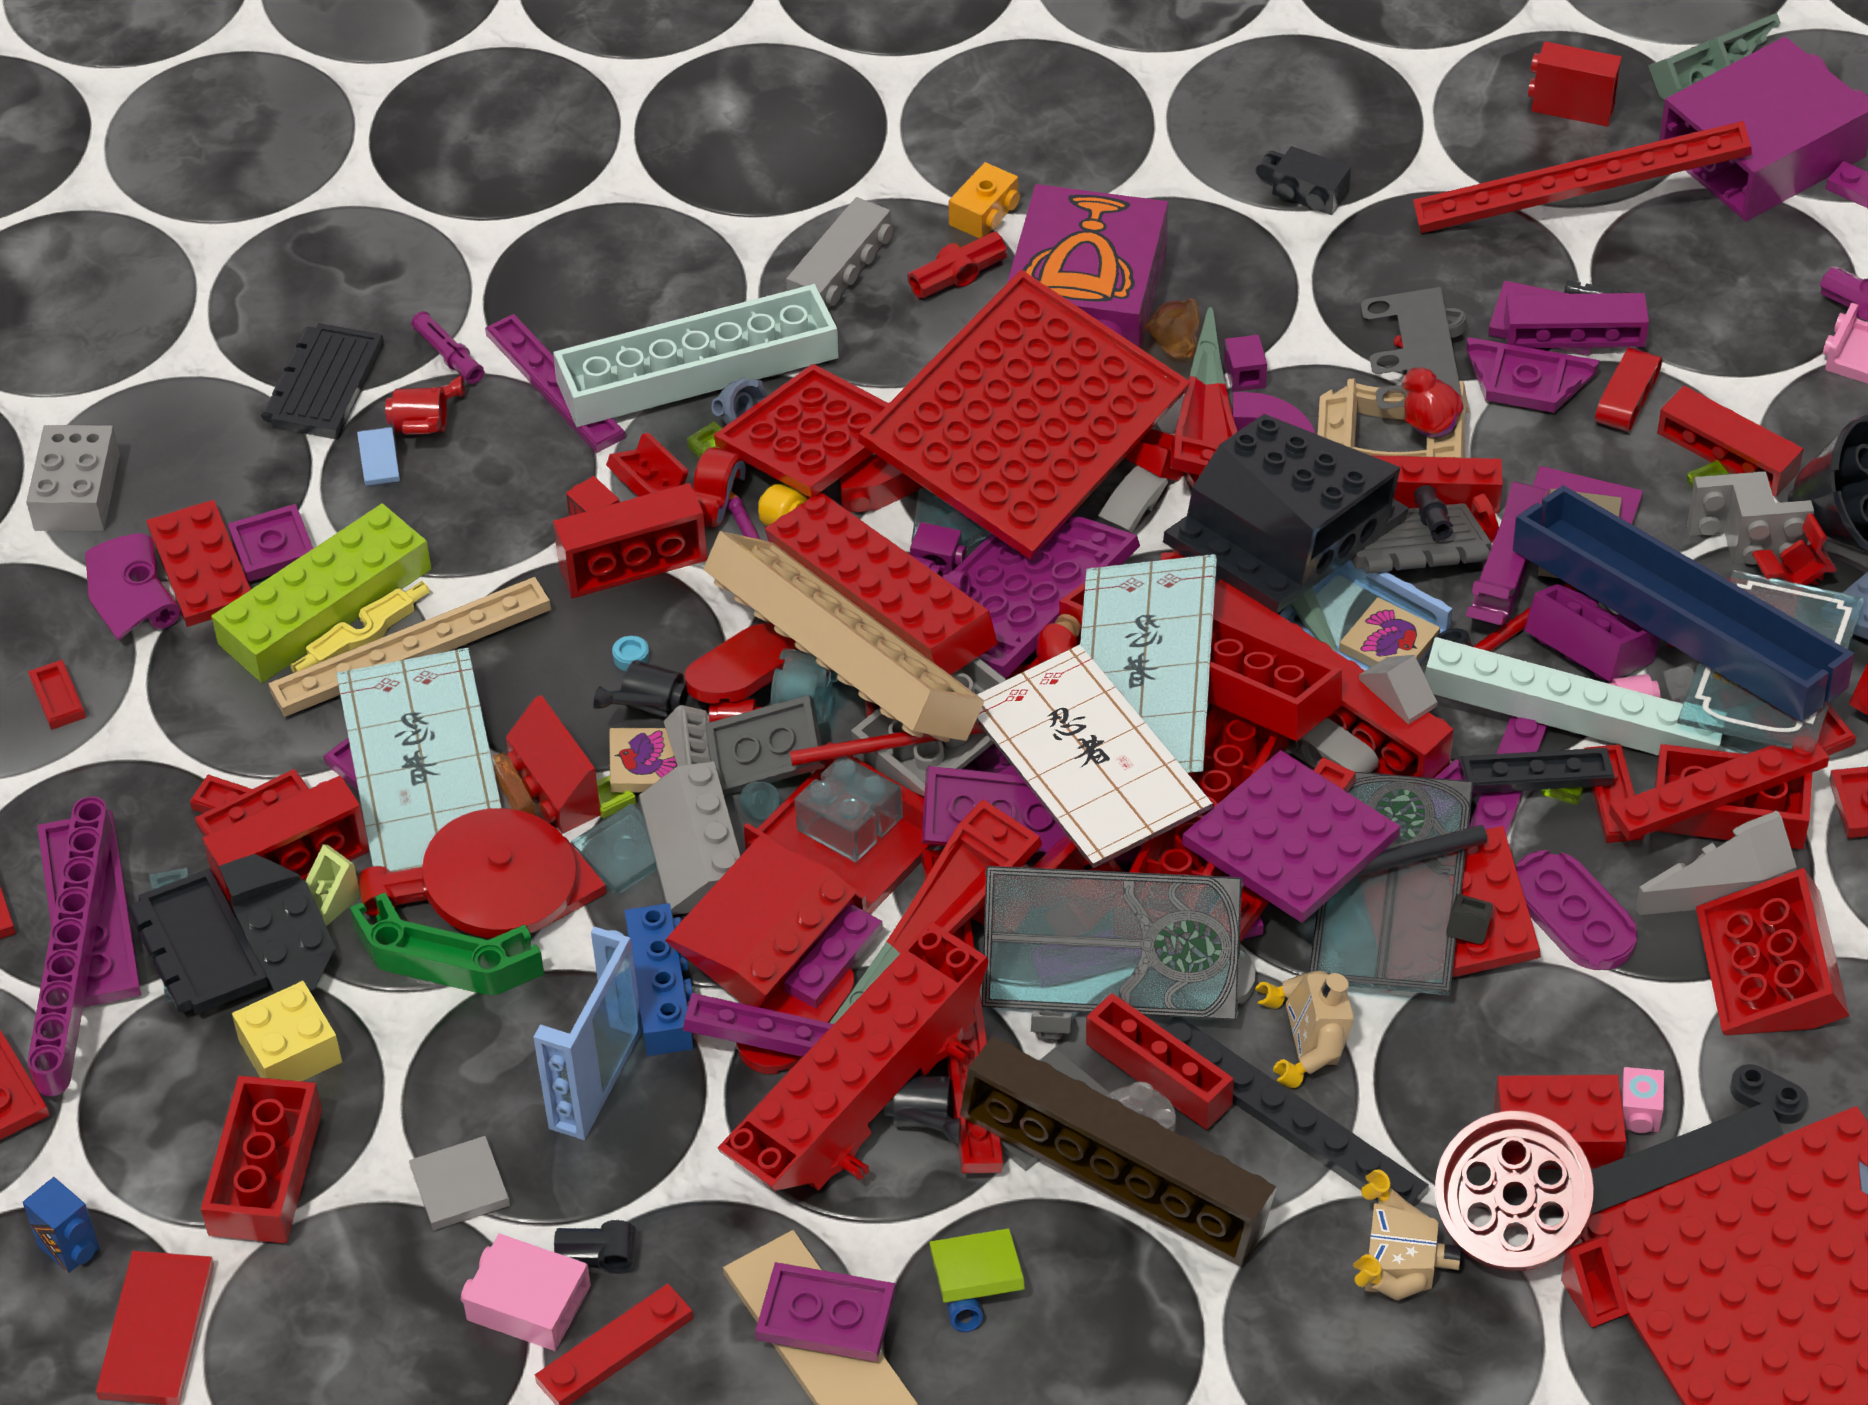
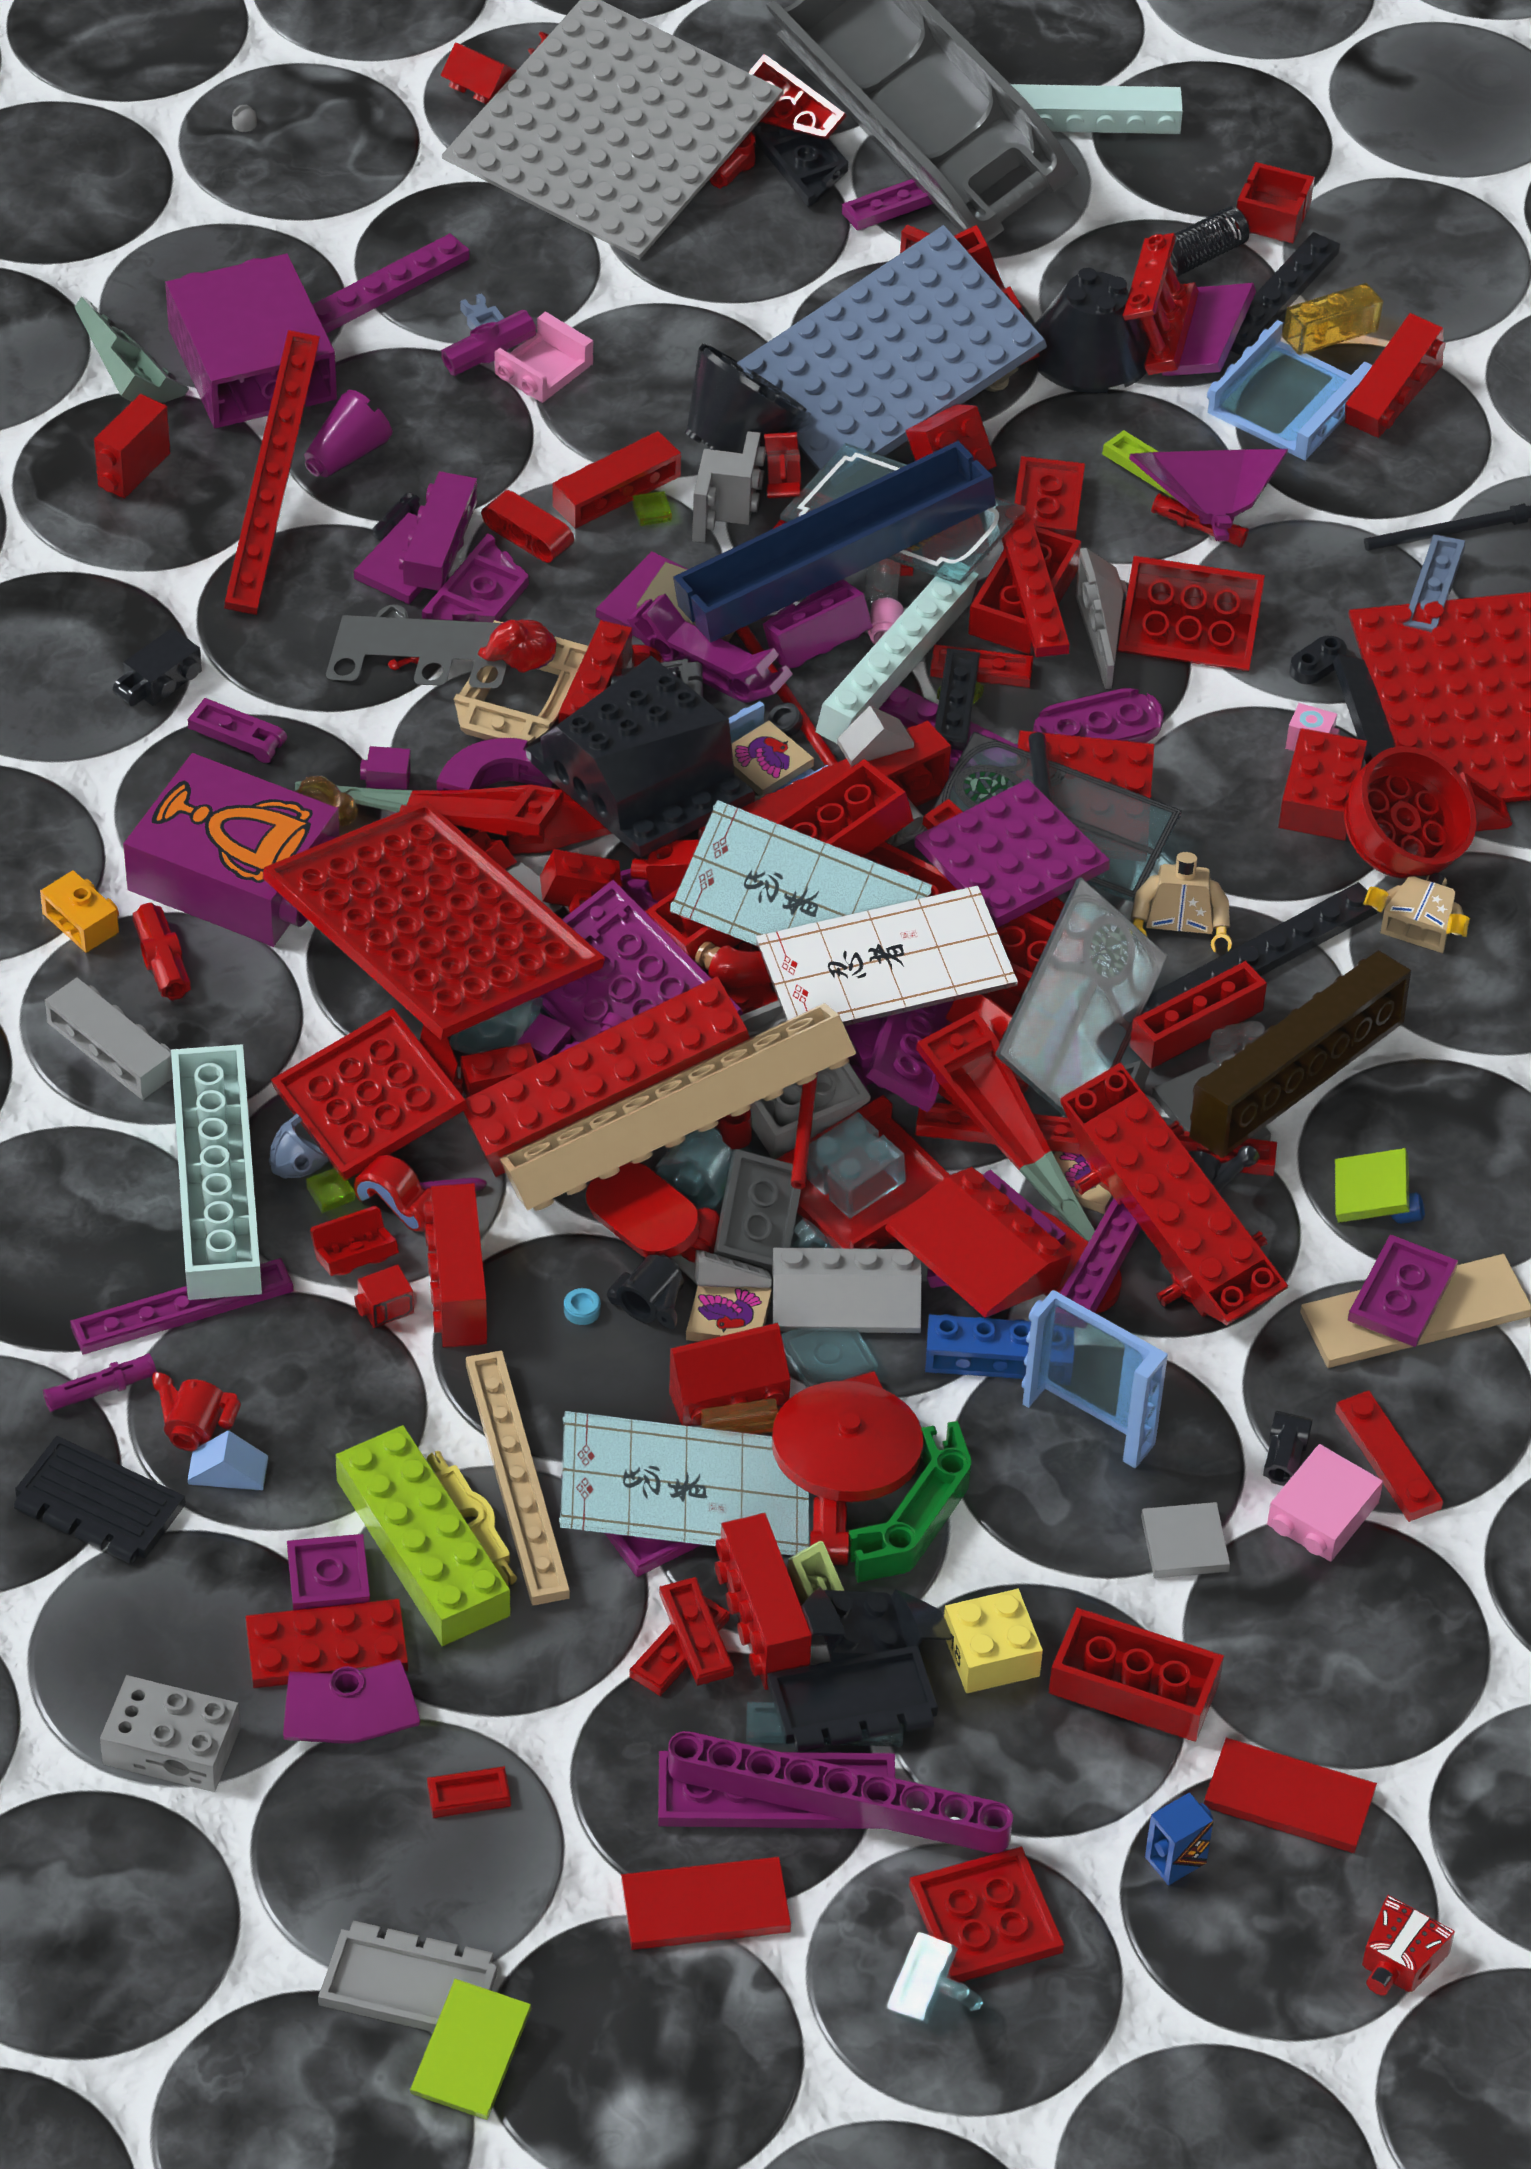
camera: 80 degrees left, 0 degrees up
(777, 502) = (446, 1147): yellow head -> none
(884, 515) = (493, 1066): none -> red brick
(1146, 516) = (576, 877): none -> red brick
(1257, 250) = (237, 729): none -> magenta plate
(1469, 919) = (1117, 773): pearl dark grey slope -> none
(1676, 227) = (347, 435): none -> magenta cone

